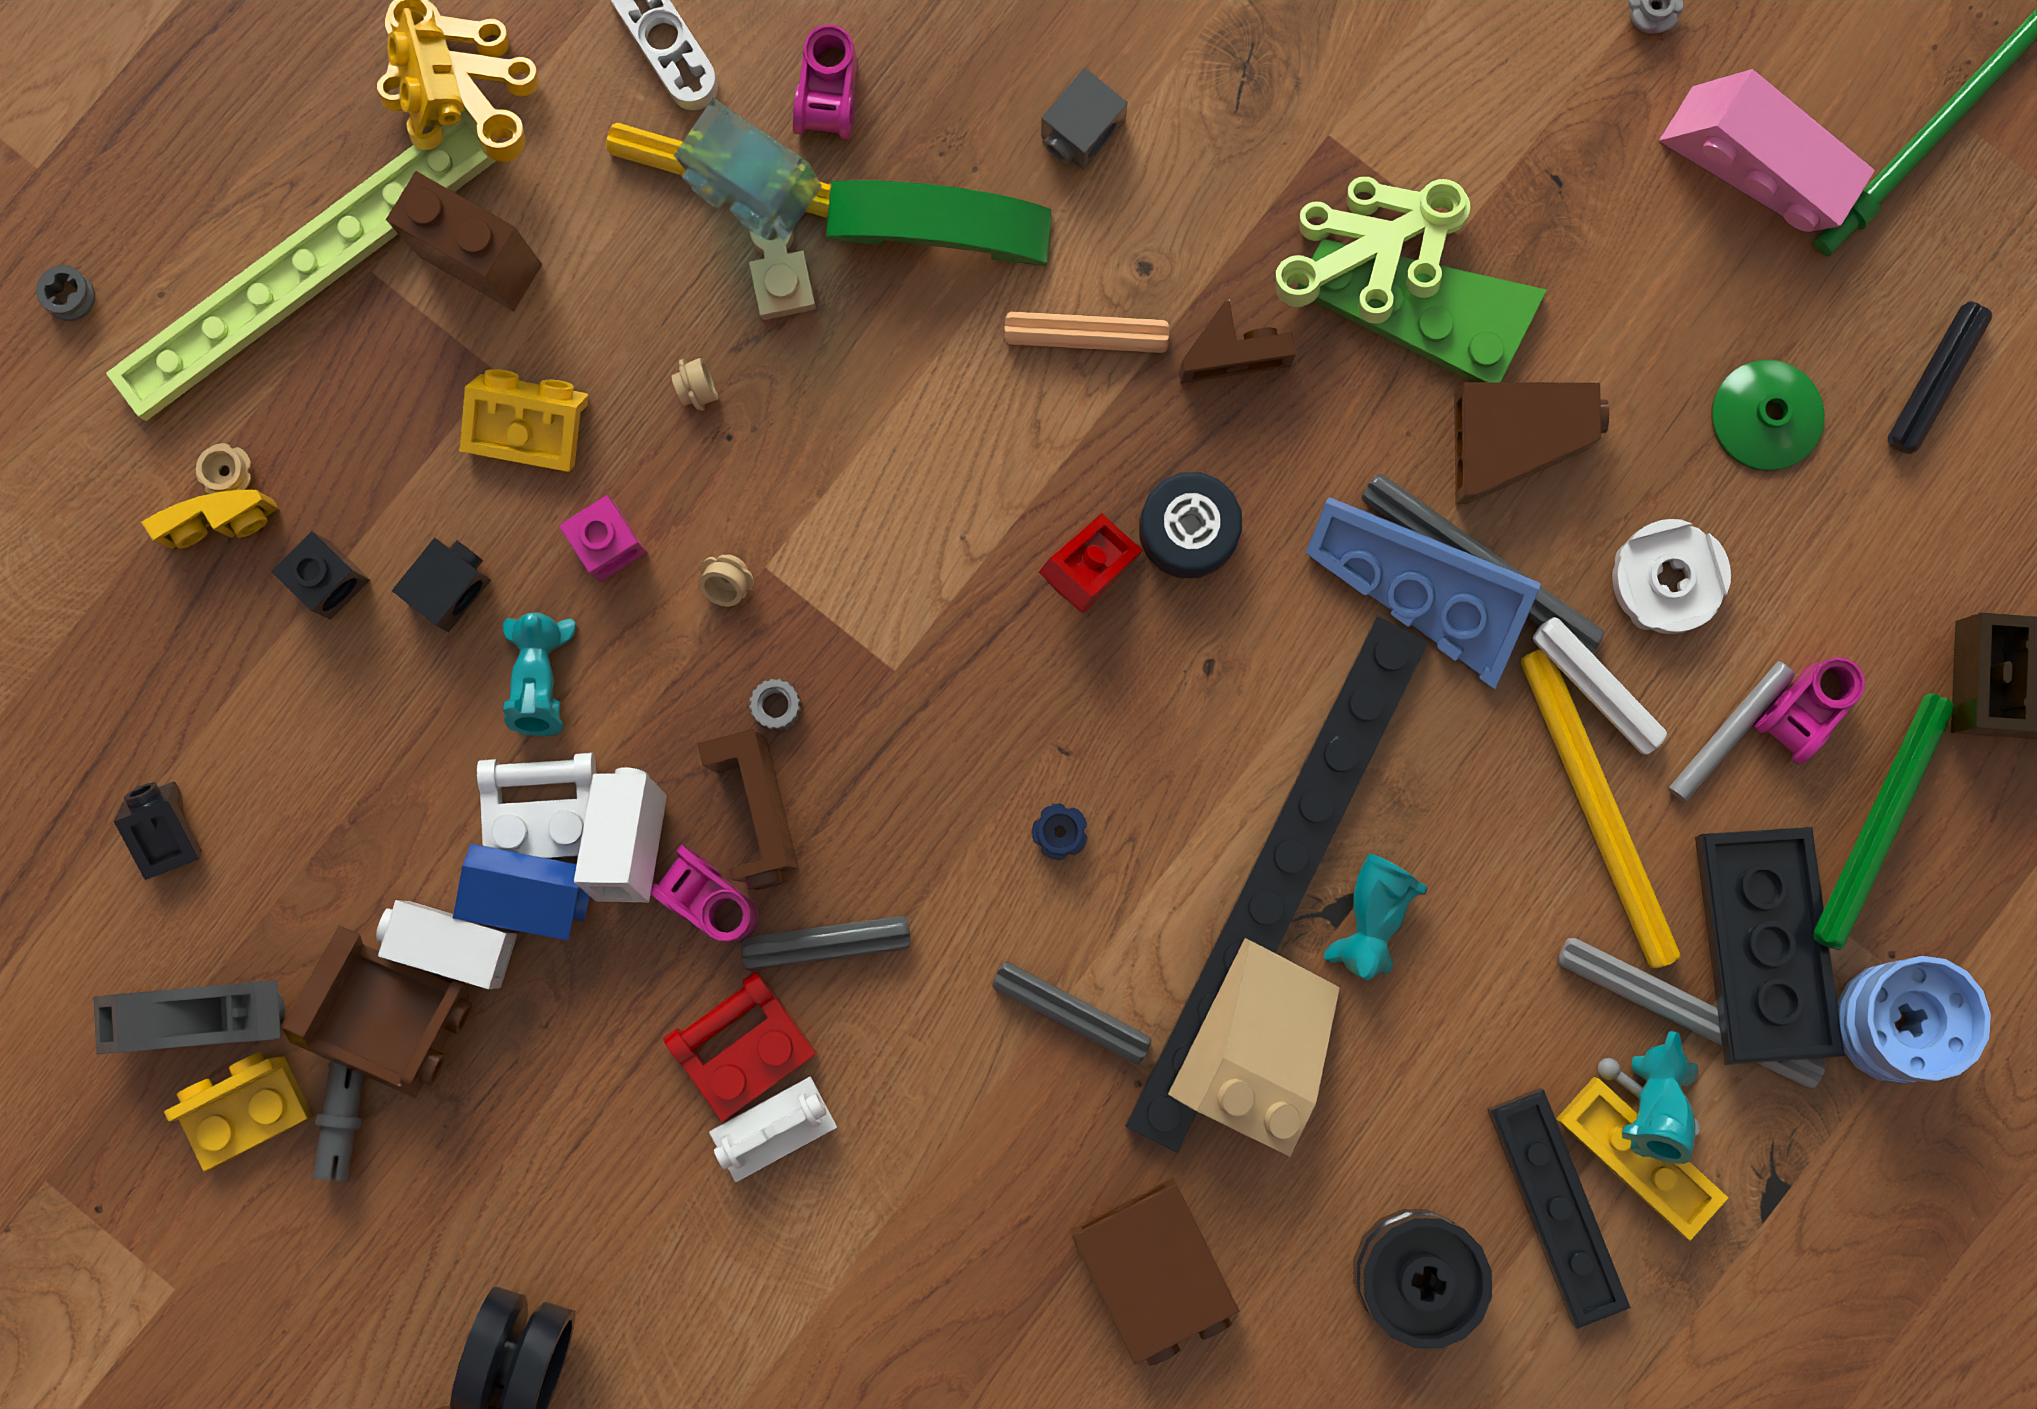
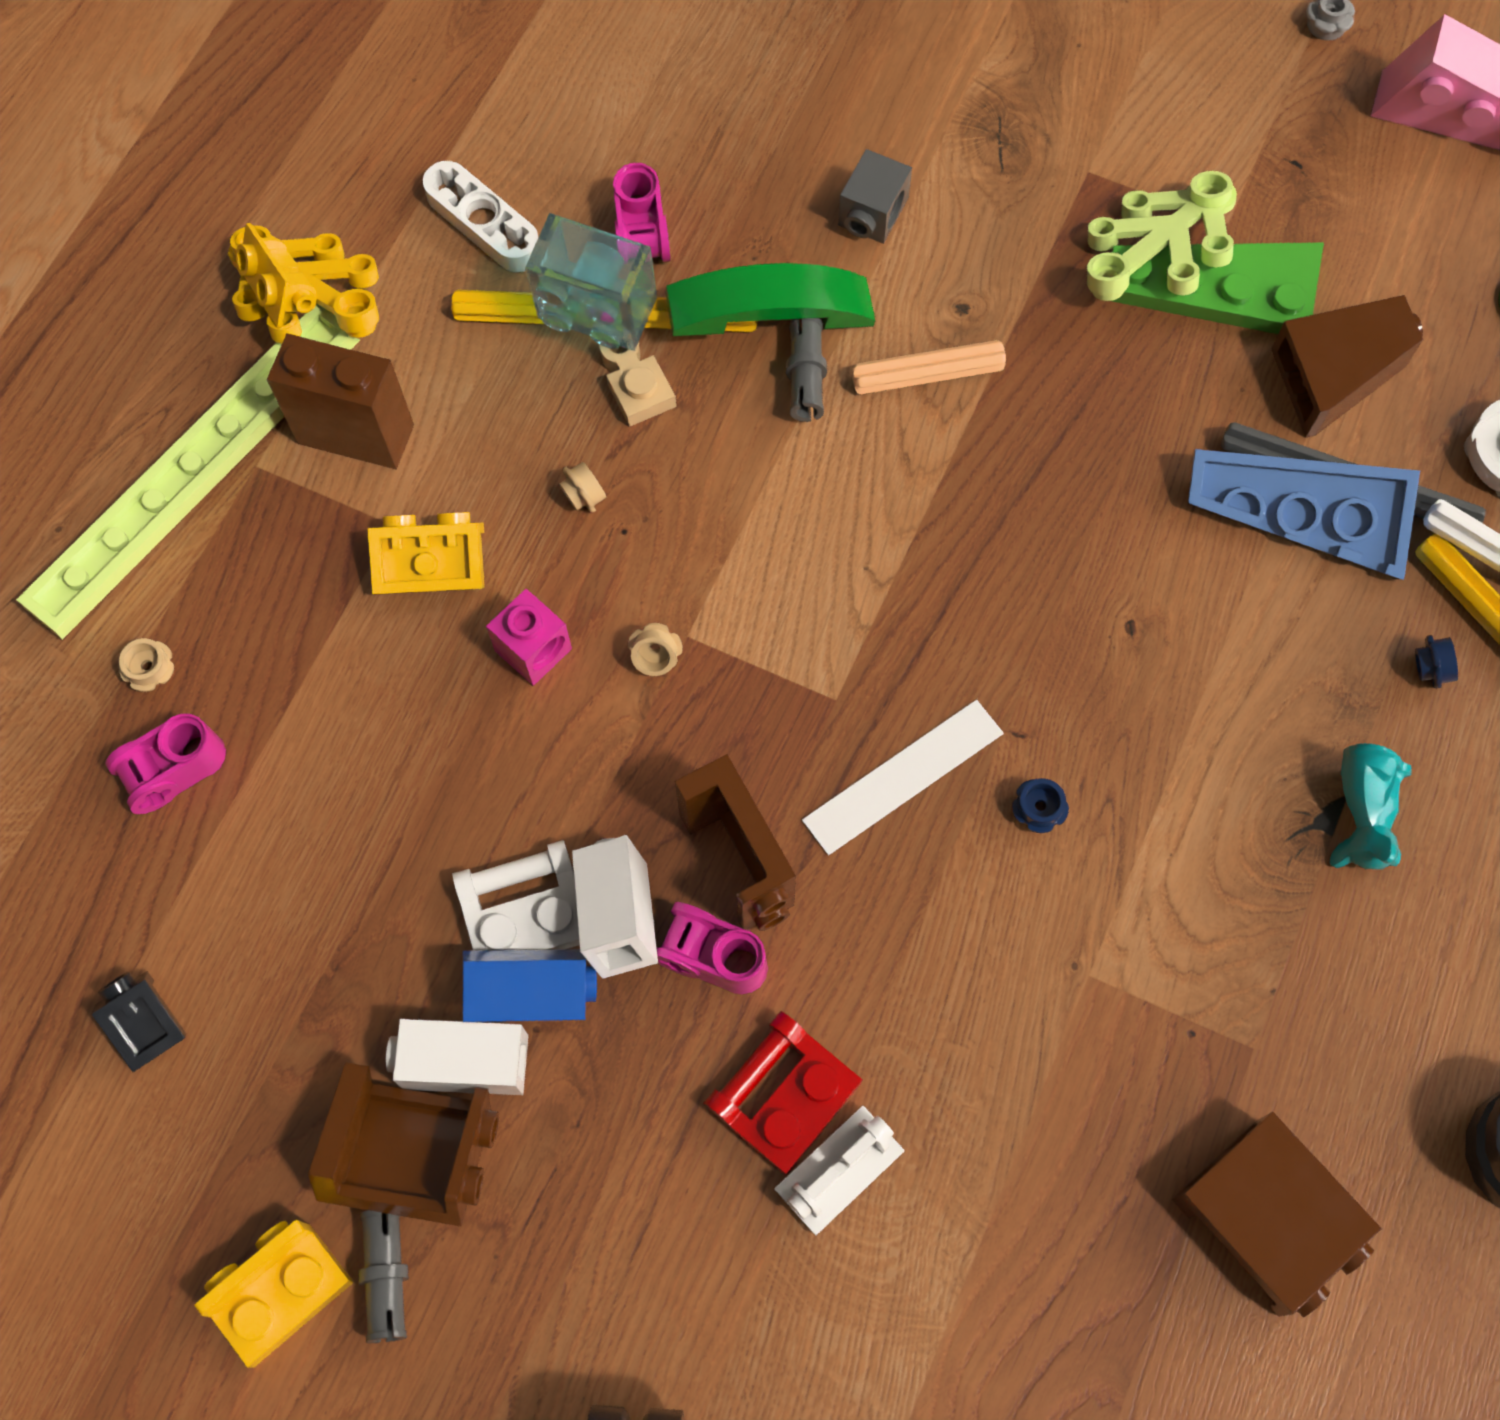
camera: 15 degrees left, 15 degrees down
(188, 1017) = (205, 1201): dark grey arch -> none
(216, 581) = (160, 762): none -> dark pink piece
(227, 512) = (157, 694): yellow slope -> none
(320, 575) = (260, 733): black brick -> none
(443, 583) = (381, 714): black brick -> none
(531, 700) = (494, 807): teal animal -> none
(779, 687) = (735, 738): light grey axle -> none
(826, 943) = (842, 968): dark grey axle -> none
(938, 766) = (902, 777): none -> white sticker
(957, 305) = (806, 369): none -> dark grey pin
(1071, 1012) = (1106, 976): dark grey axle -> none
(1090, 563) = (992, 560): red slope -> none
(1183, 543) = (1061, 515): black wheel -> none
(1220, 355) = (1063, 353): reddish brown slope -> none
(1261, 1049) = (1308, 964): tan slope -> none
(1288, 854) = (1260, 820): black plate -> none
(1496, 783) = (1437, 661): none -> dark blue plate

